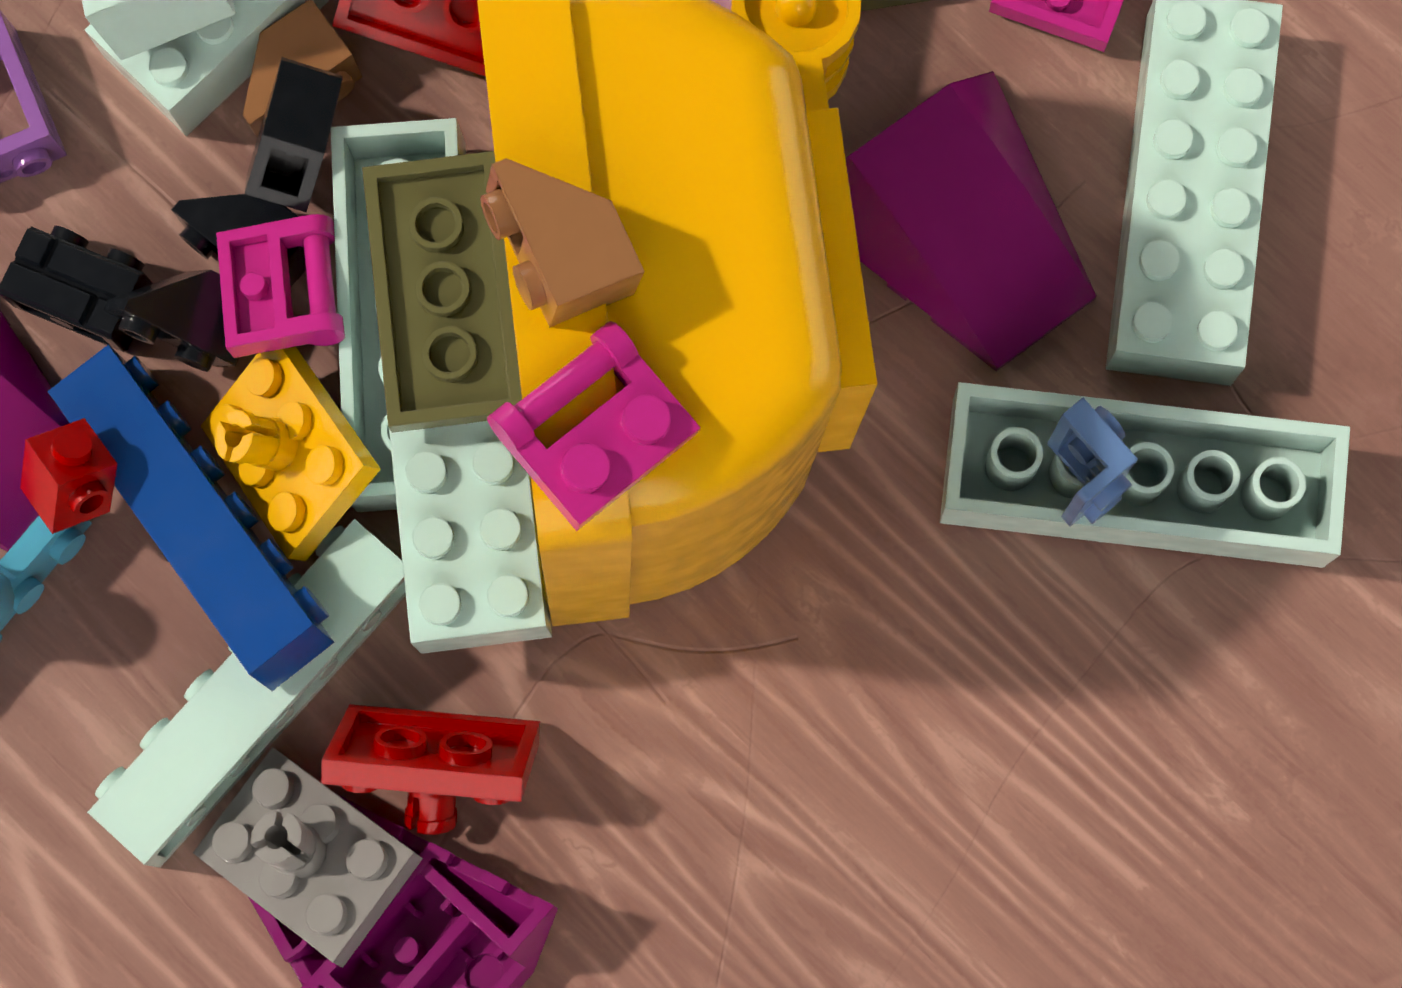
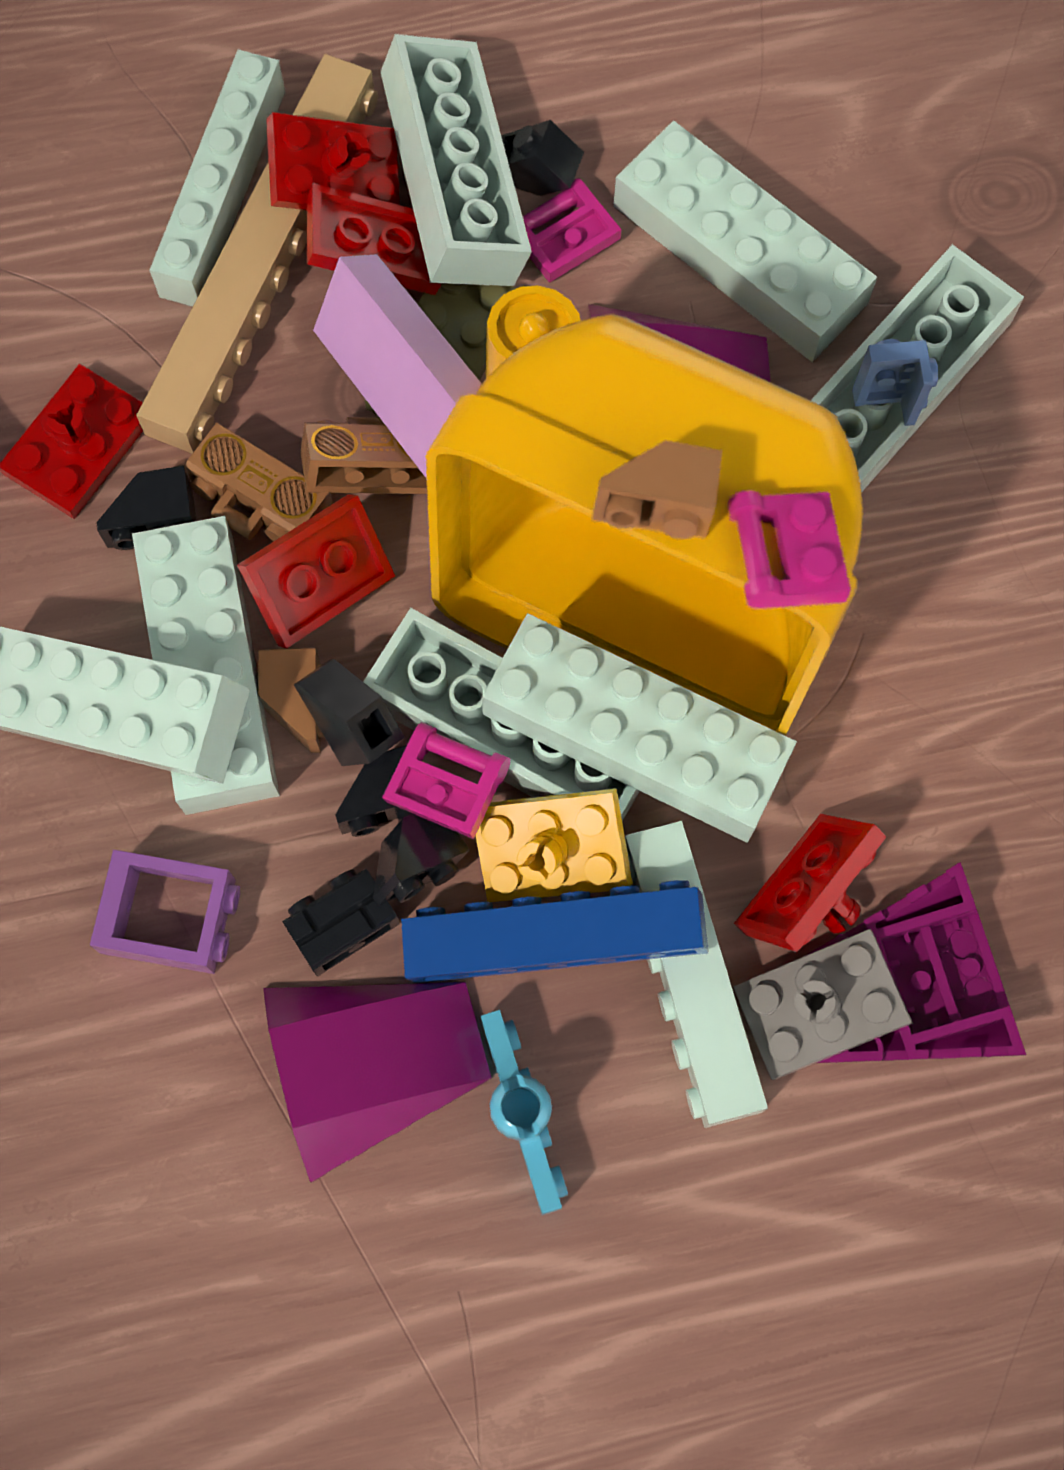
camera: 65 degrees left, 5 degrees down
(68, 475) = (481, 992): red brick -> none
(440, 293) = (548, 660): olive plate -> none

